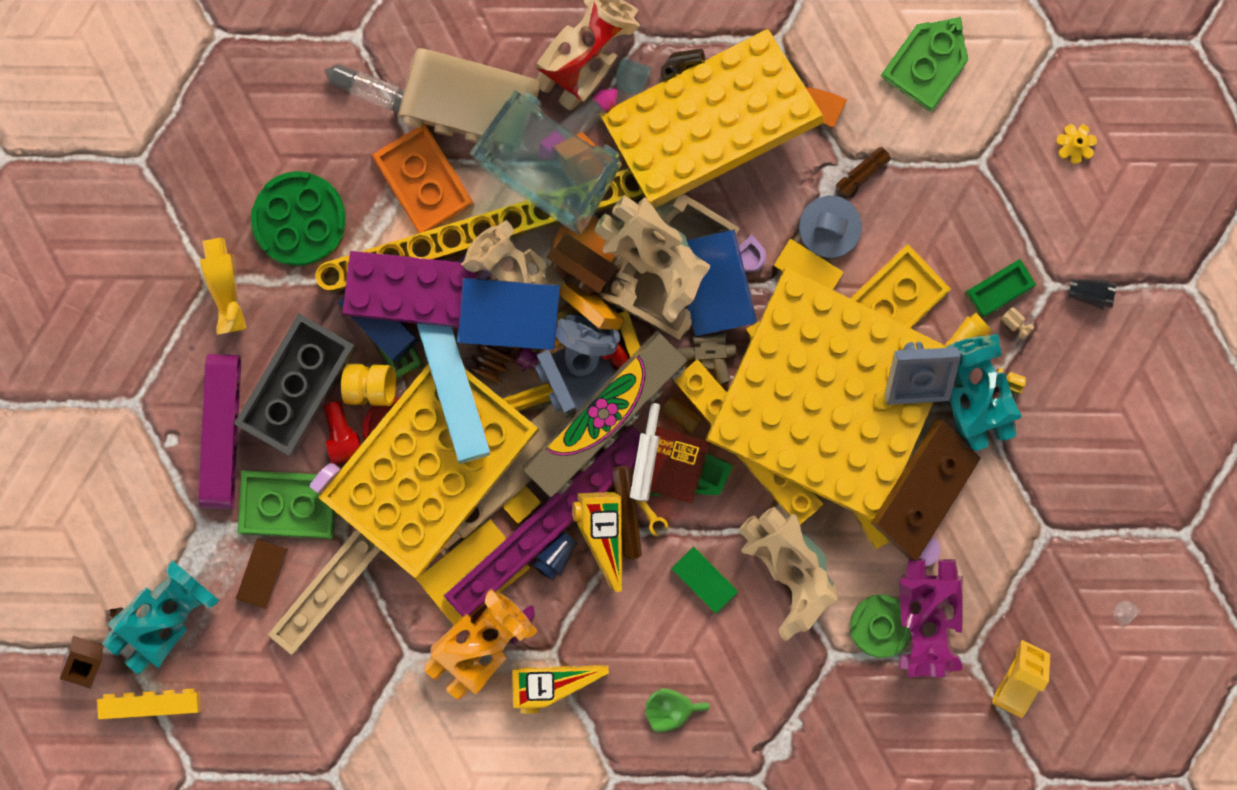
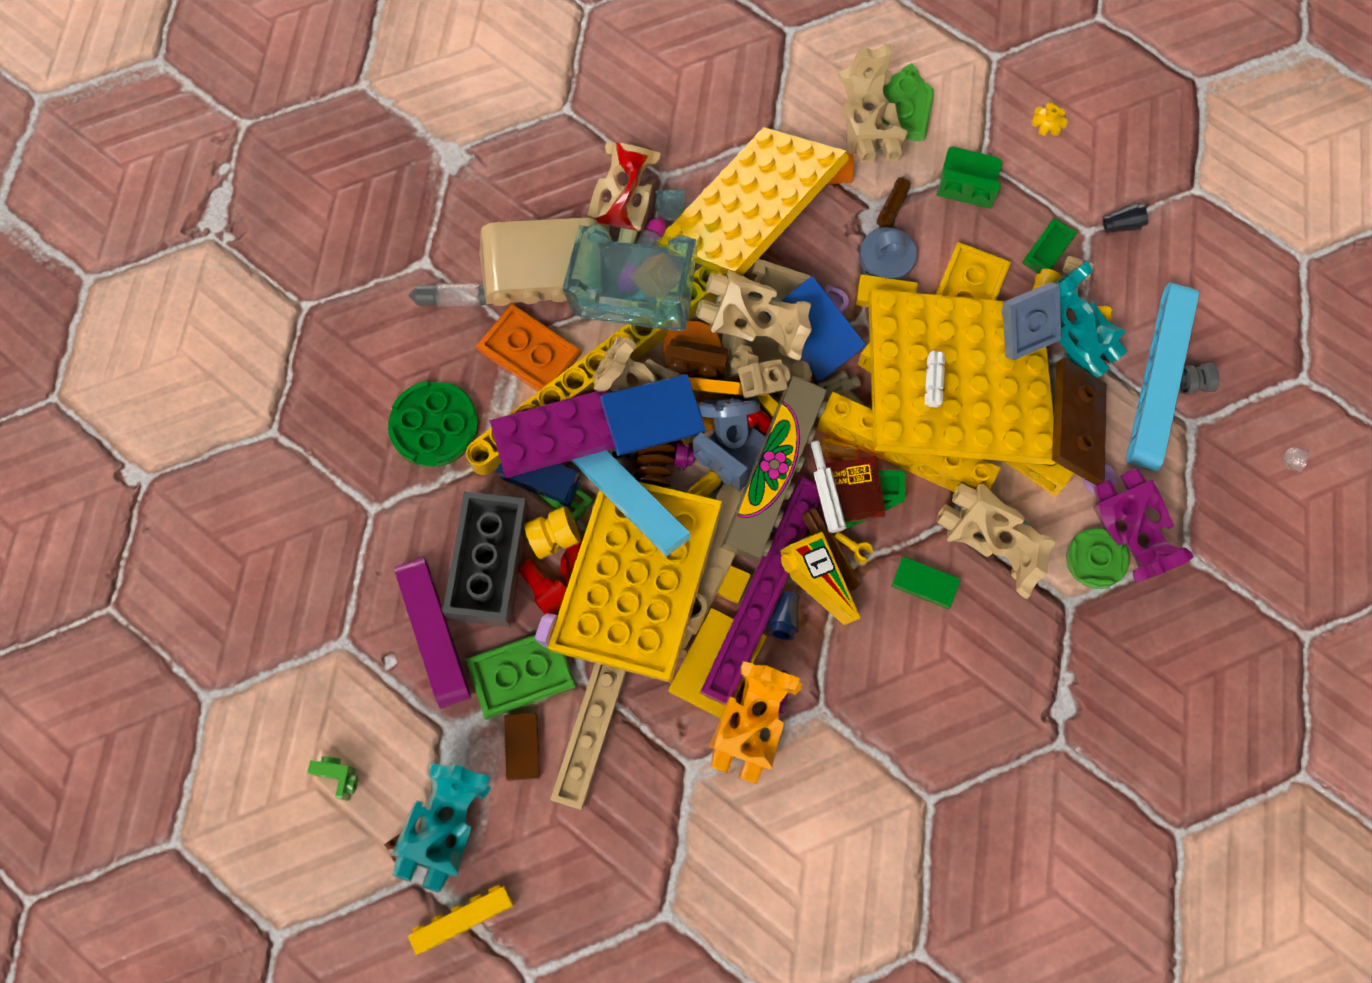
camera: 25 degrees left, 15 degrees down
(81, 662) = (378, 904): reddish brown brick -> none
(82, 522) = (330, 768): none -> bright green bracket
(221, 281) = (384, 499): yellow hips -> none
(545, 685) = (829, 736): slope -> none
(622, 320) = (763, 378): none -> tan brick
(670, 710) = (952, 711): bright green piece -> none
(680, 61) = (705, 177): dark brown arm -> none
(796, 395) = (935, 379): none -> white axle
(889, 29) = (864, 86): none -> tan hips
(955, 177) = (970, 177): none -> green bracket
(1023, 679) = (1246, 551): yellow tile -> none
(1040, 474) = (1162, 377): none -> medium azure beam
(1073, 492) = (1199, 378): none -> dark grey wheel

